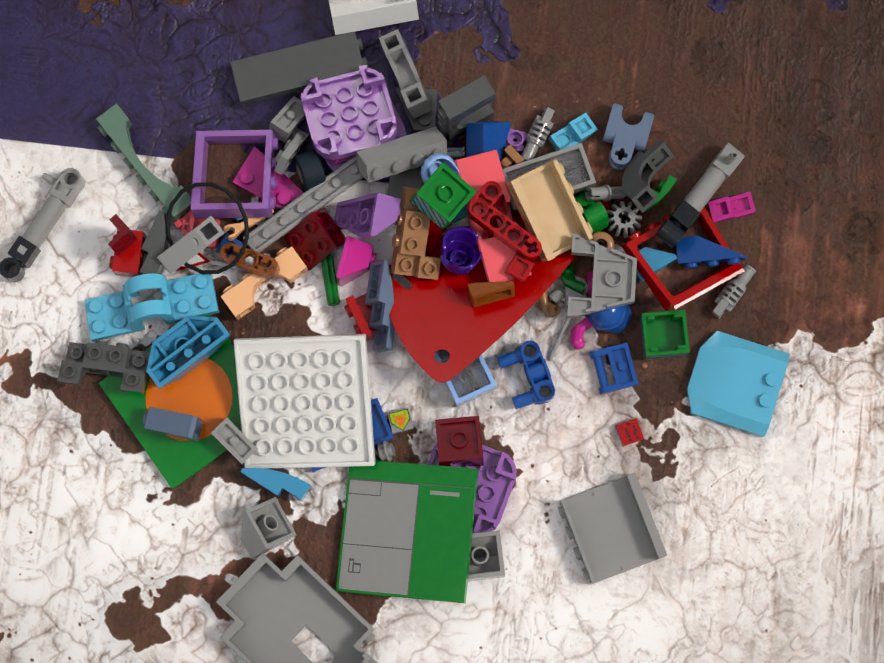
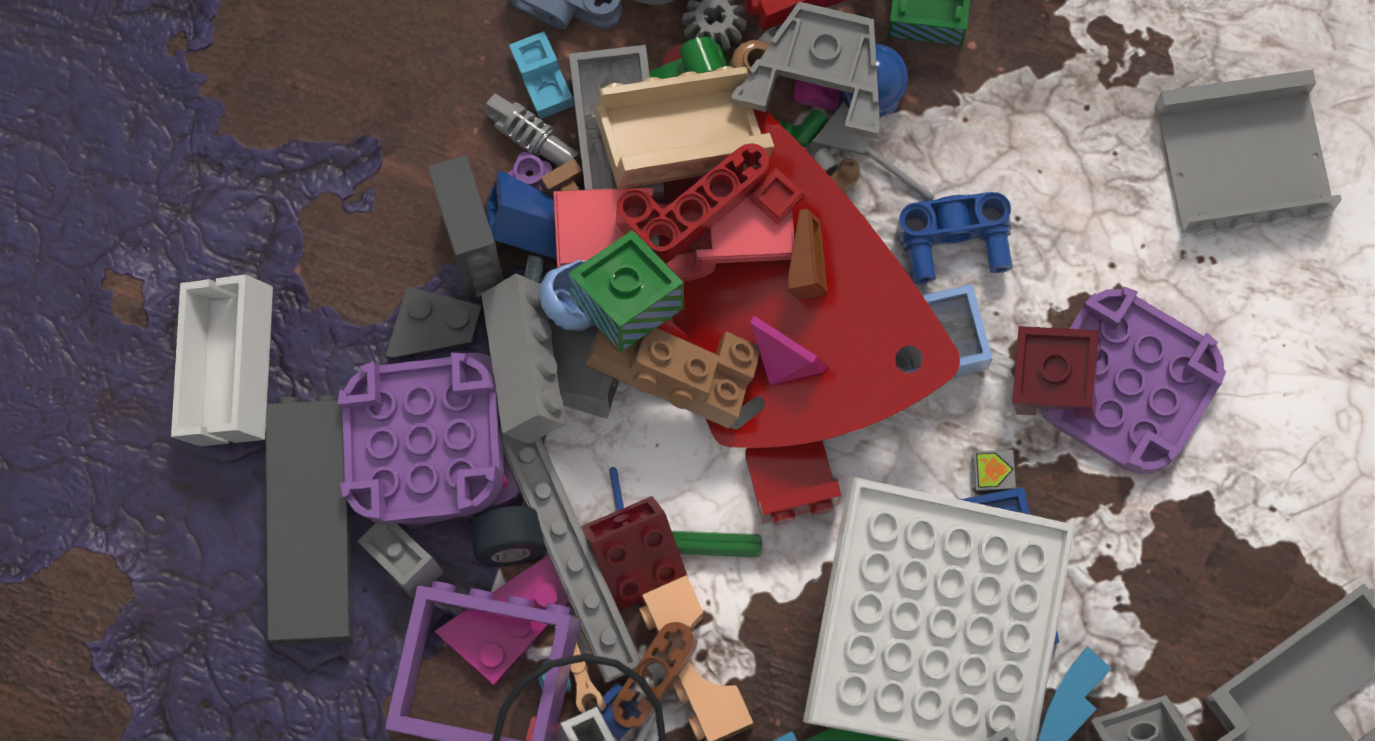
camera: 80 degrees left, 5 degrees down
(290, 149) = (462, 558): light grey hinge -> none
(354, 260) = (691, 489): dark pink slope -> none
(367, 214) = (625, 442): medium lavender wedge -> none
(381, 299) = (775, 453): sand blue slope -> none
(386, 451) = (1046, 504): light grey plate -> none
(406, 73) = (382, 327): light grey arch -> none
(408, 531) = (1201, 491): tile -> none
(434, 291) = (783, 357): none -> dark pink slope
(460, 250) = (721, 289): dark purple helmet -> none
(486, 556) = (1266, 377): light grey slope -> none
(577, 333) = (900, 141): dark pink arm -> none
(604, 193) = (662, 40): light grey axle -> none
(621, 368) = (970, 81): blue plate -> none
(629, 432) = (1084, 92): red tile -> none

